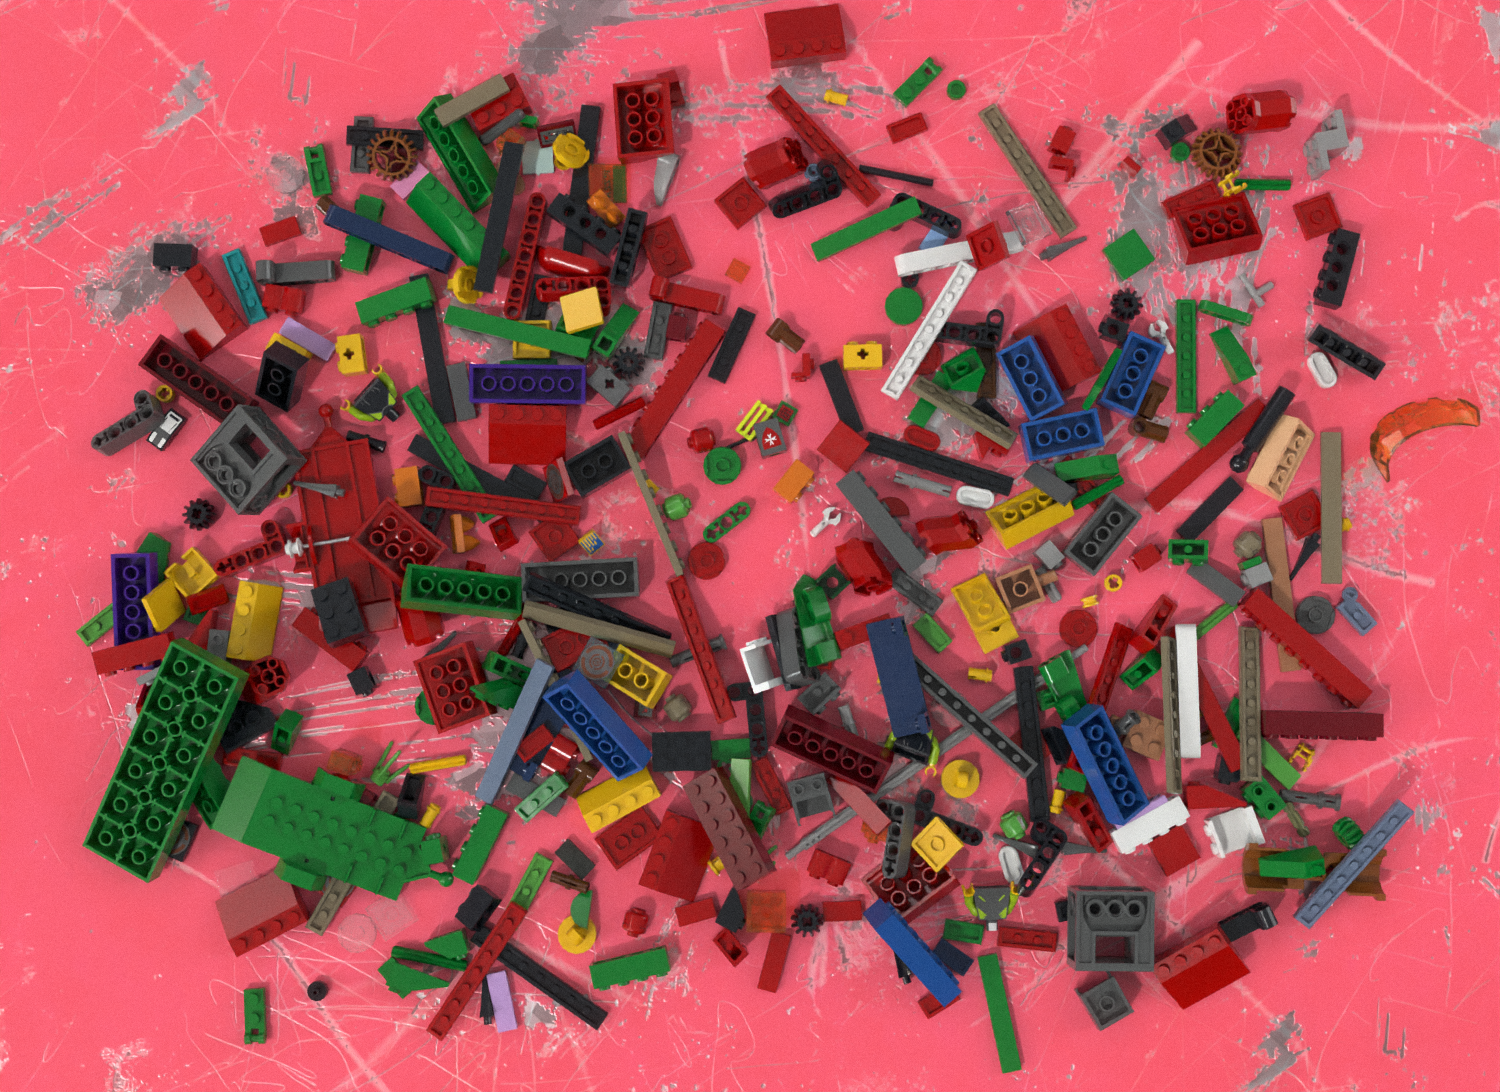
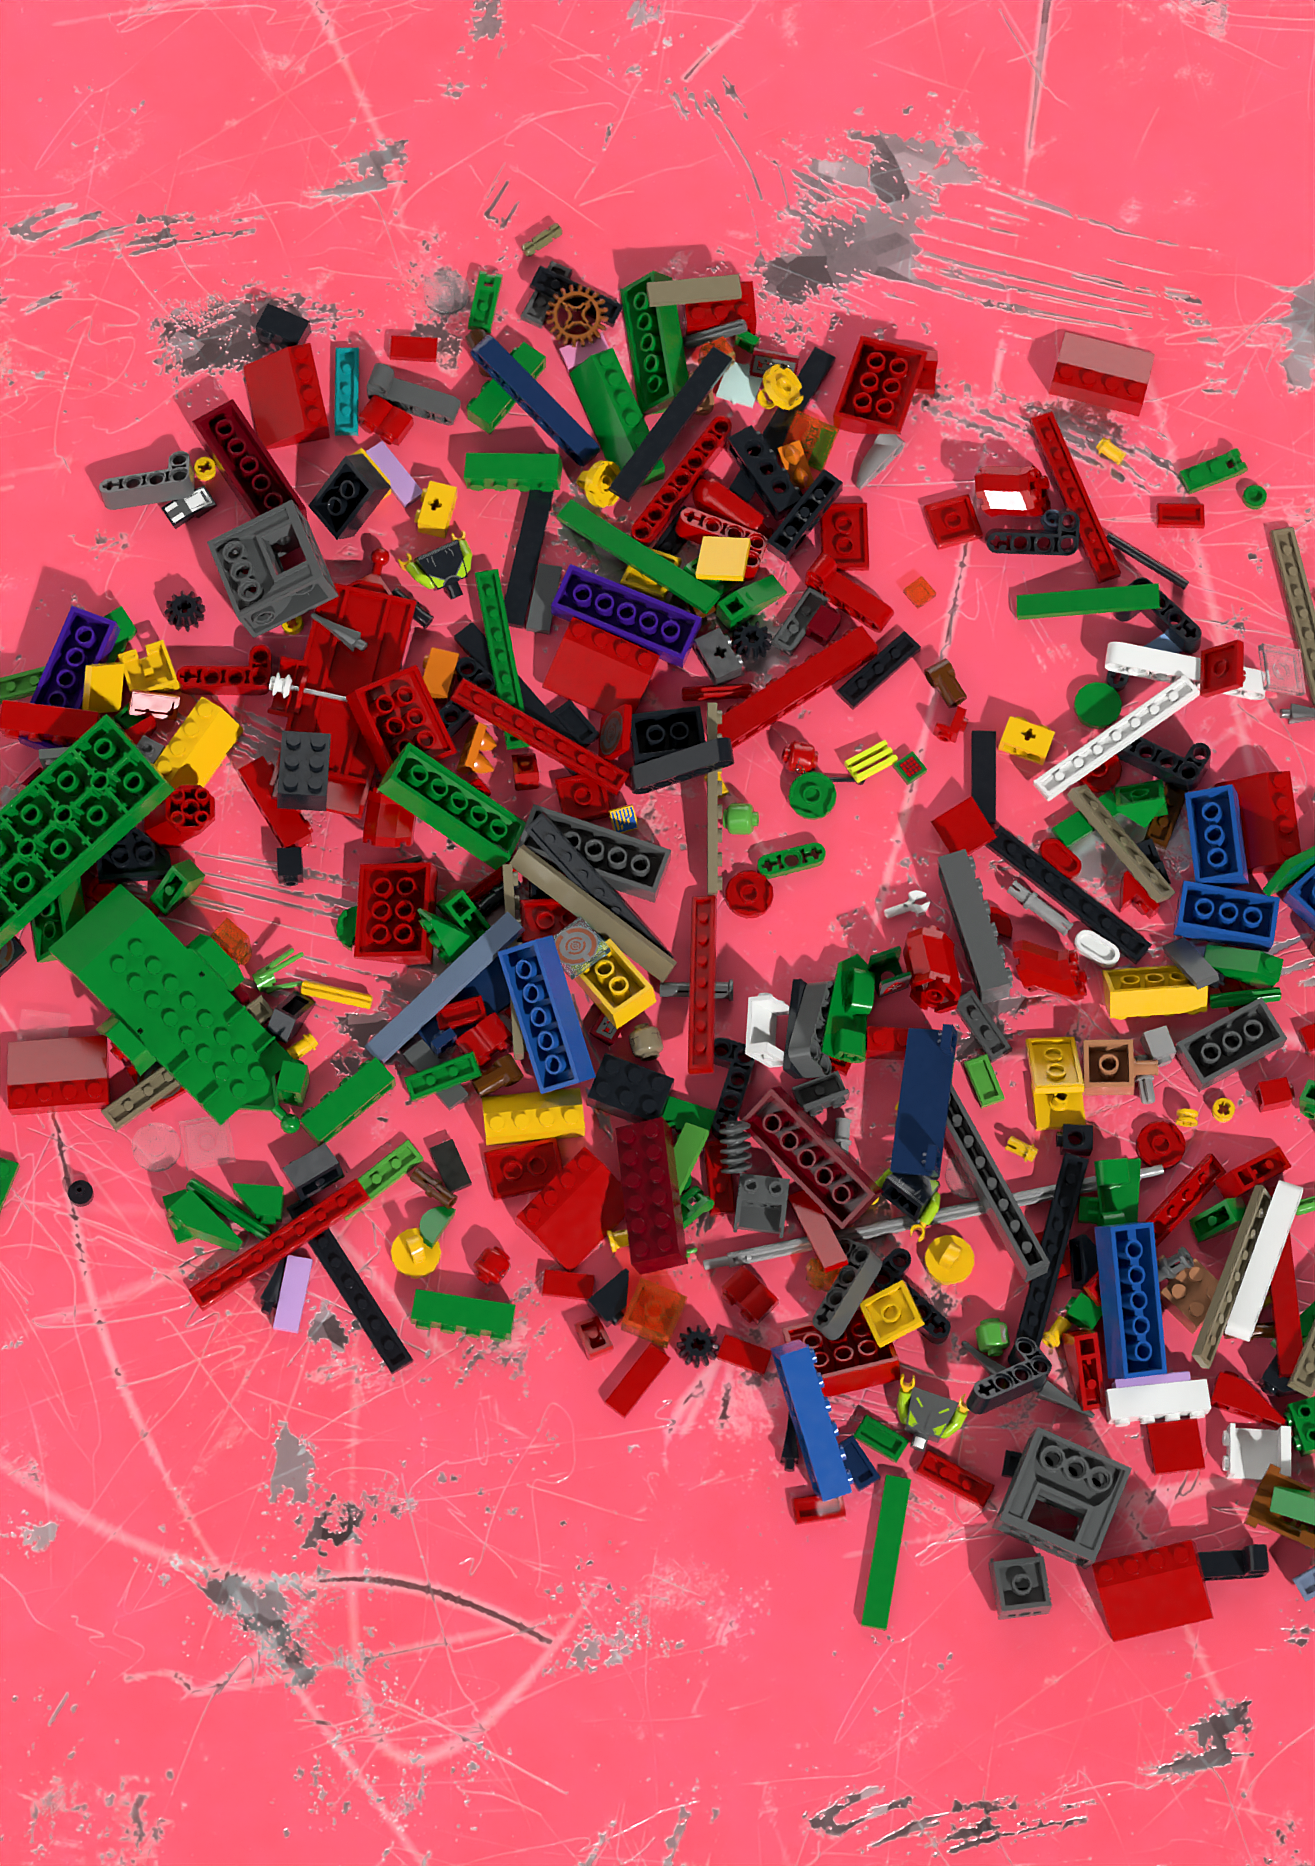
camera: 15 degrees right, 15 degrees down
(340, 101) = (541, 239): none -> olive axle
(618, 488) = (681, 765): none -> black beam
(769, 438) = (881, 786): piece -> none
(775, 765) = (735, 1146): none -> dark grey piece
(794, 481) = (889, 845): orange brick -> none
(1010, 864) = (969, 1373): white tile -> none

